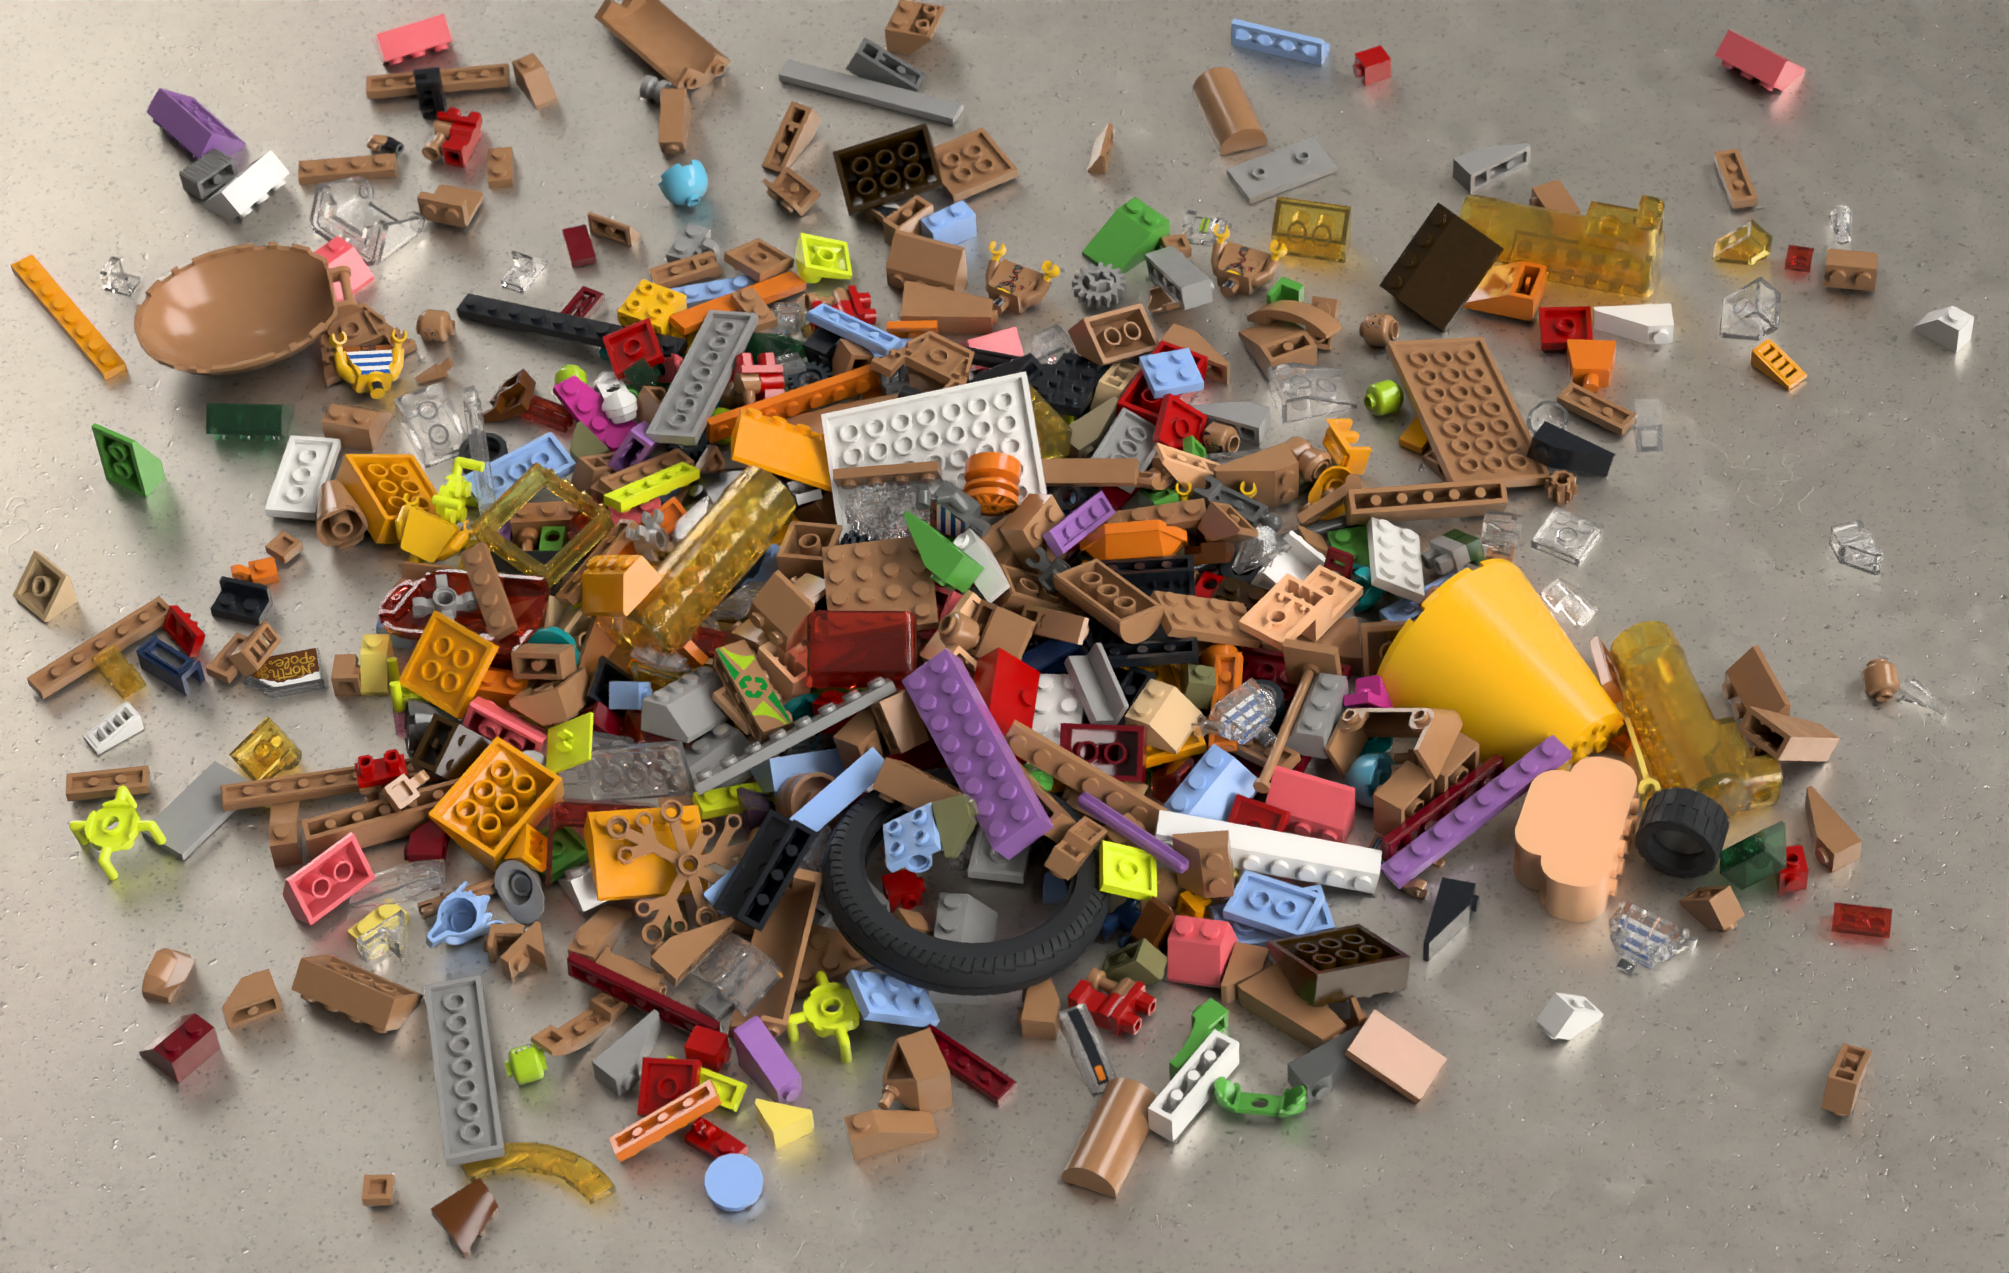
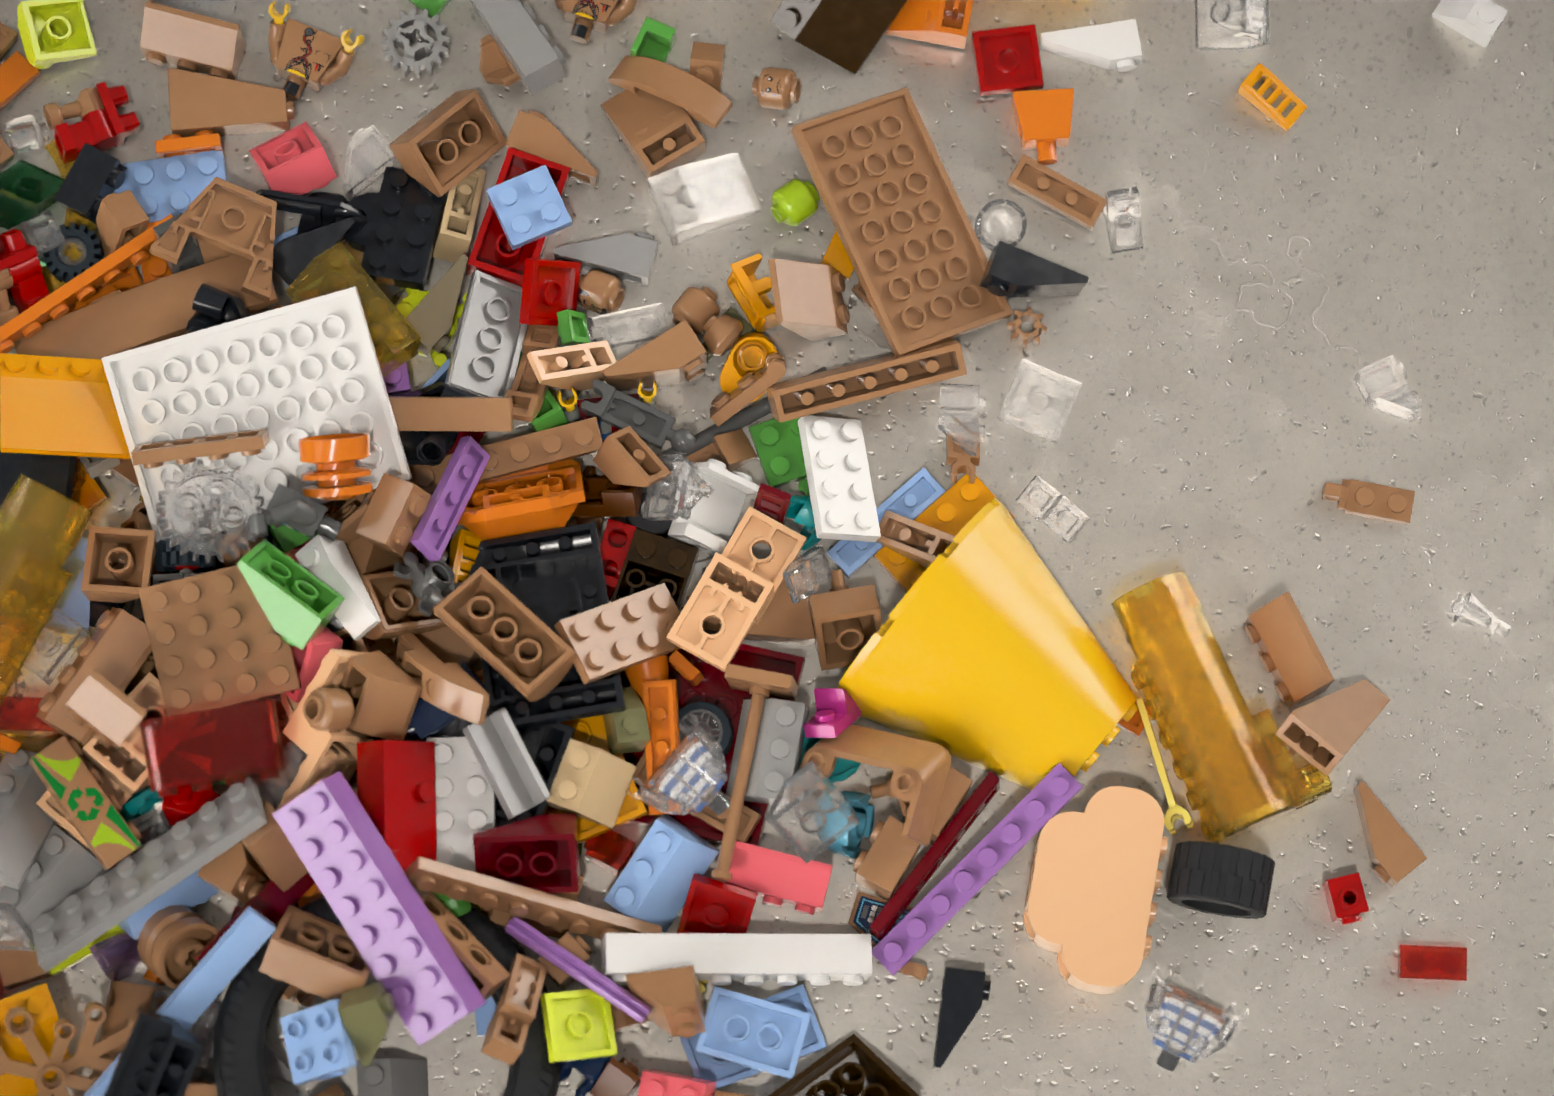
camera: 15 degrees left, 30 degrees up
(853, 329) = (117, 181): light blue tile -> none
(1192, 905) = (655, 1039): light orange tile -> none
(1253, 663) = (685, 668): none -> orange tile
(1341, 743) = (811, 812): none -> clear slope
(1359, 610) = (806, 574): none -> clear slope
(1386, 445) = (809, 298): none -> slope
(1452, 552) = (909, 454): light grey hips -> none
(1606, 670) = (1107, 624): medium nougat tile -> none
(1714, 907) = (1260, 965): medium nougat slope -> none
(1755, 857) = (1306, 889): clear green slope -> none
(1835, 618) = (1371, 500): none -> medium nougat hinge
(1880, 680) = (1430, 598): medium nougat head -> none

